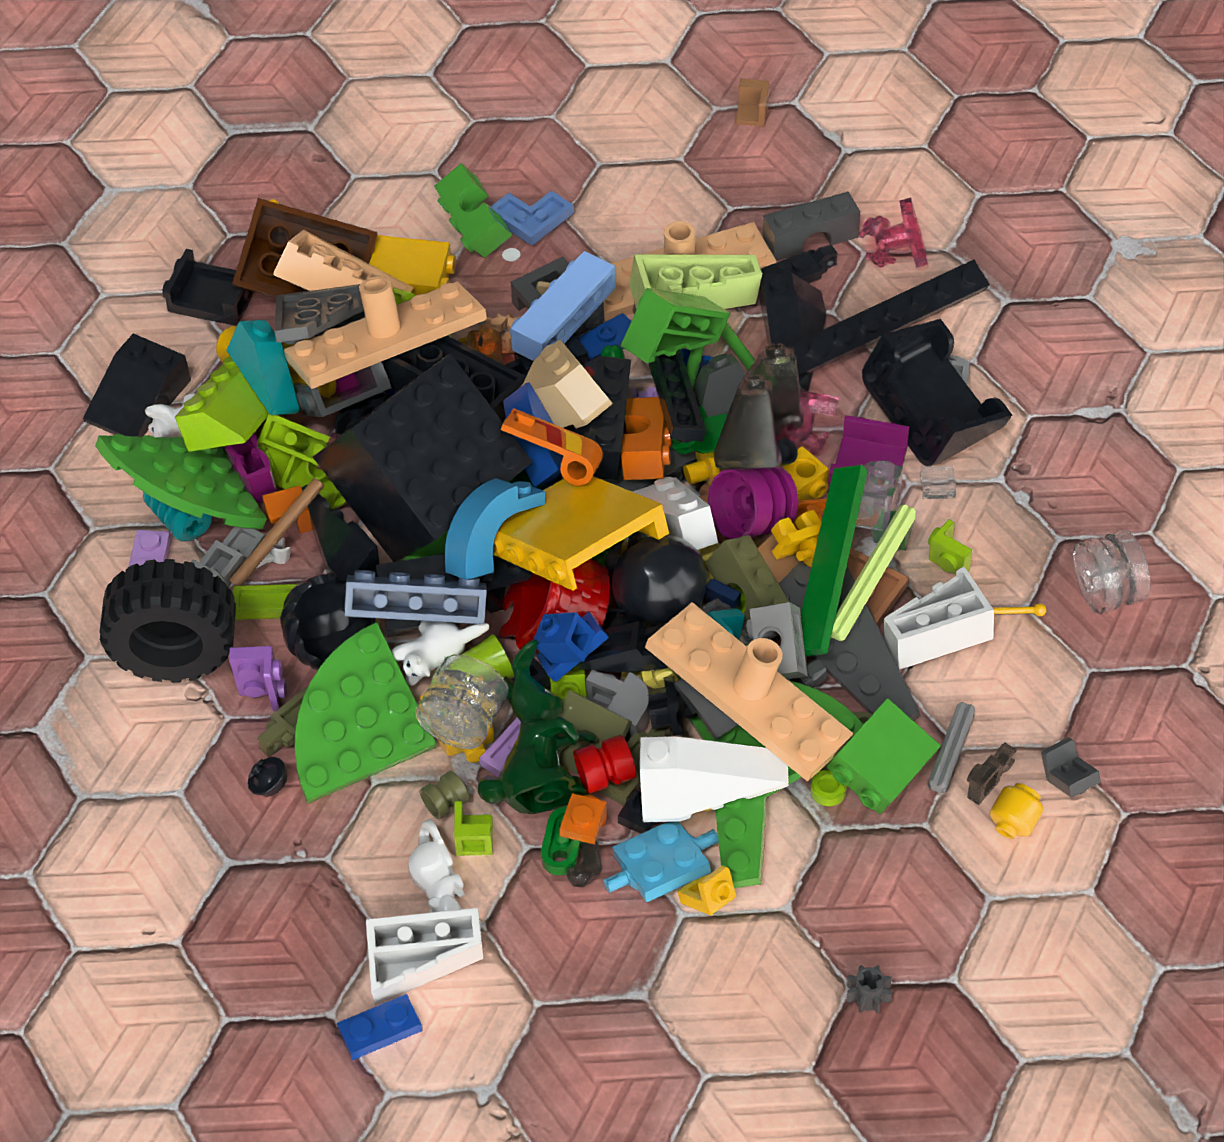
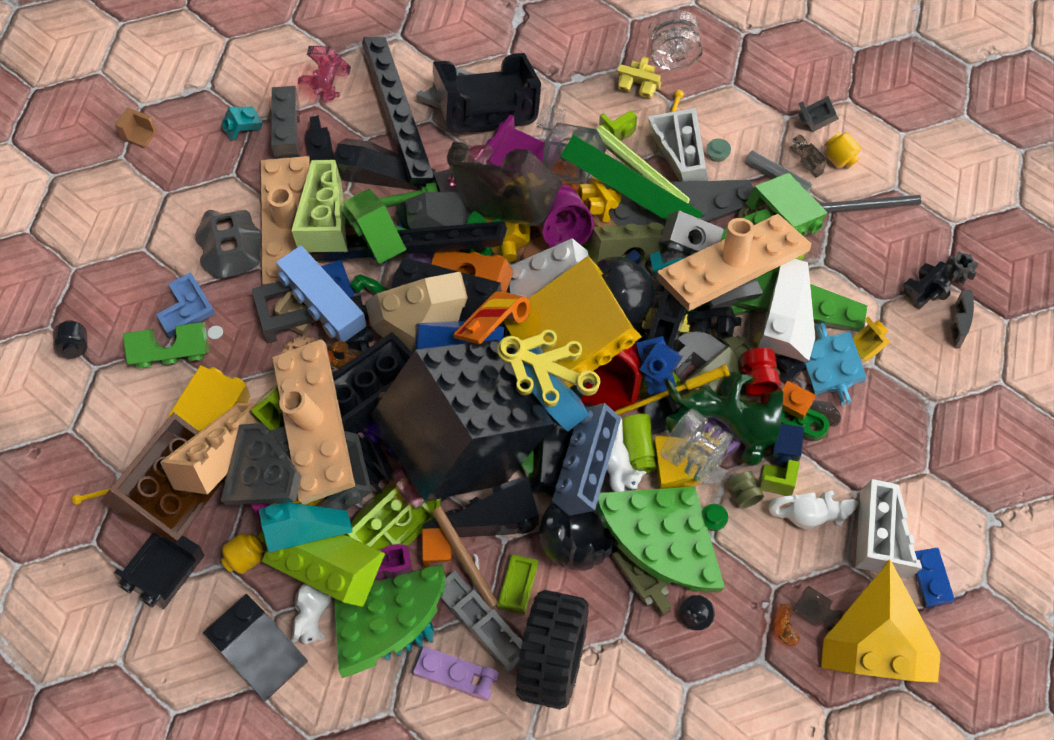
camera: 75 degrees left, 10 degrees up
(258, 673) = (613, 586): medium lavender bracket -> none
(271, 974) = (882, 635): none -> yellow wedge
(273, 870) = (783, 628): none -> clear orange arm
(300, 899) = (816, 608): none -> clear smoke plate
(400, 773) = (715, 517): none -> green plate
(454, 135) = (70, 339): none -> black head
(490, 495) = (545, 364): none -> light yellow plant
(518, 827) = (788, 445): none -> dark blue brick
(574, 706) = (689, 384): none -> yellow piece
(638, 237) = (233, 261): none -> dark grey piece
(770, 1003) = (963, 319): none -> dark grey slope
(802, 186) = (240, 119): none -> teal bracket
(825, 954) = (932, 286): none -> black hips
(940, 859) = (871, 203): none -> dark grey bar
(962, 671) = (718, 149): none -> sand green plate
(1044, 553) = (641, 74): none -> light yellow hips

